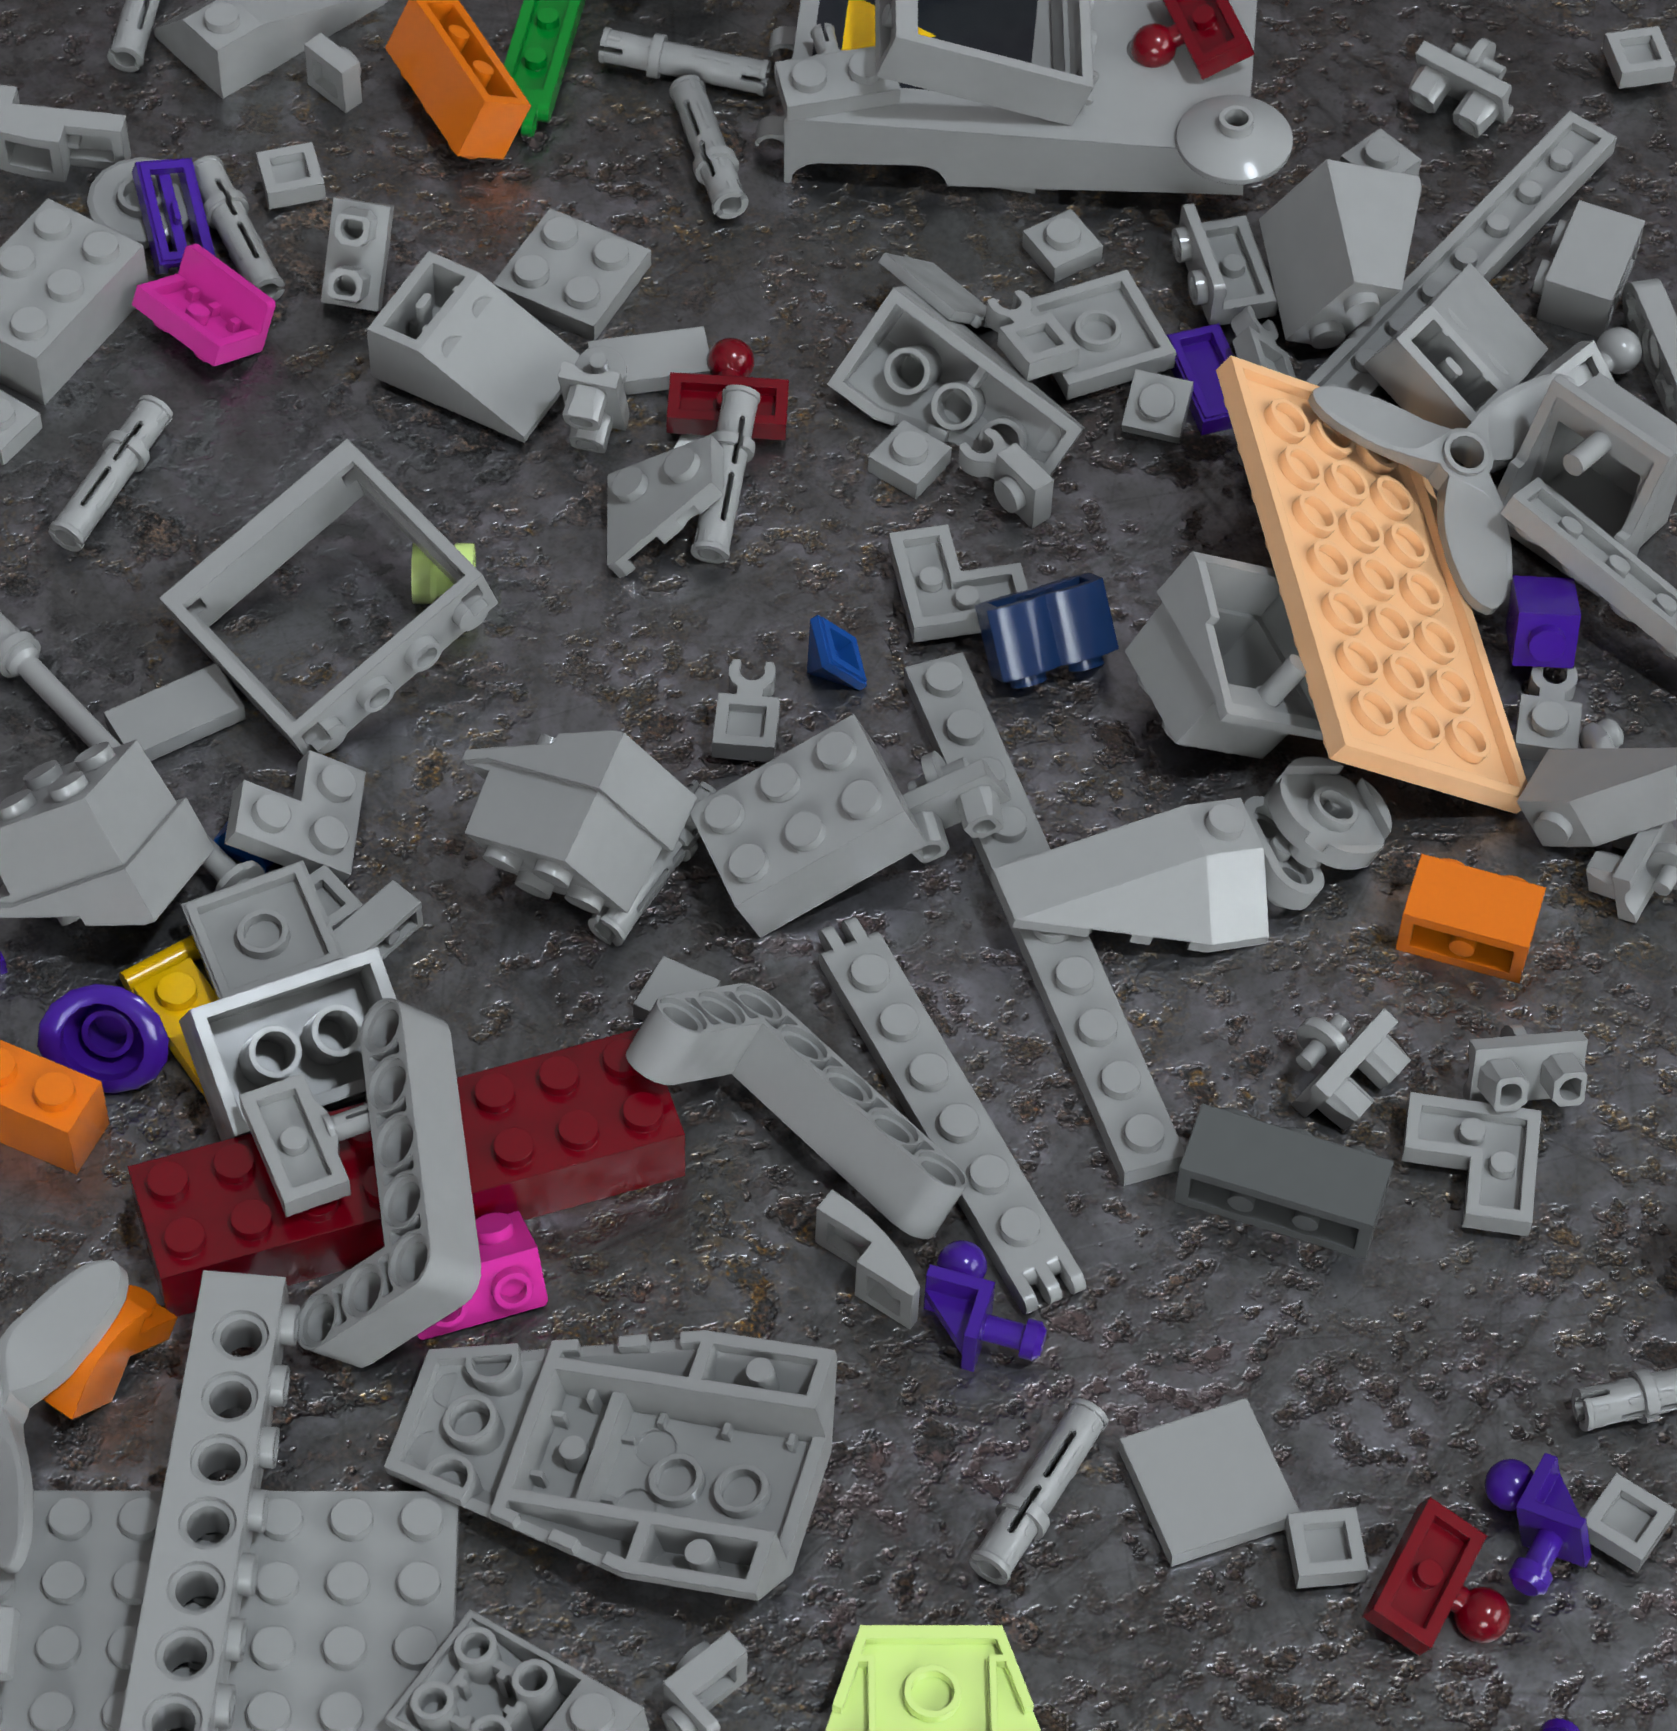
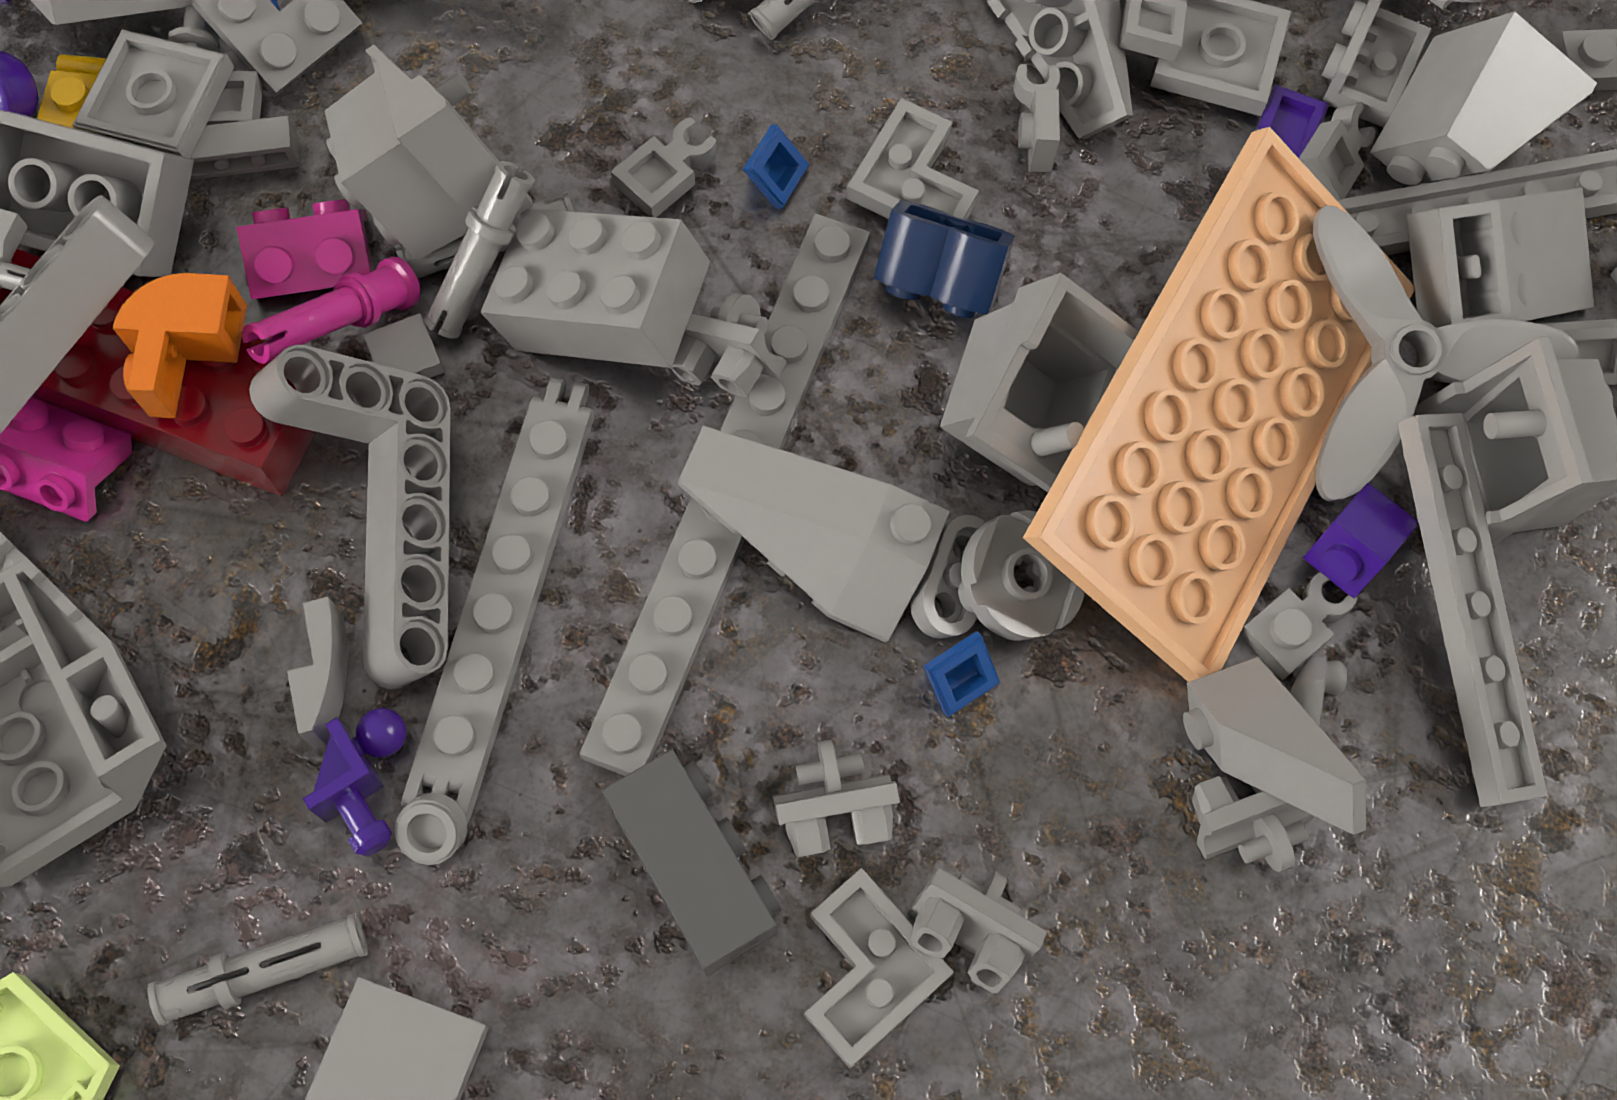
camera: 40 degrees right, 15 degrees up
(517, 973) = (303, 252): none -> dark pink bracket
(528, 1062) = (177, 322): none -> orange brick
(616, 974) = (355, 302): none -> dark pink pin
(688, 863) = (488, 229): none -> light grey pin
(909, 459) = (983, 52): light grey plate -> none
(1068, 1303) = (431, 828): none -> light grey tile
(1157, 406) = (1212, 137): light grey plate -> none
(1347, 916) = (962, 674): none -> blue slope
(1470, 918) = (1060, 751): orange brick -> none

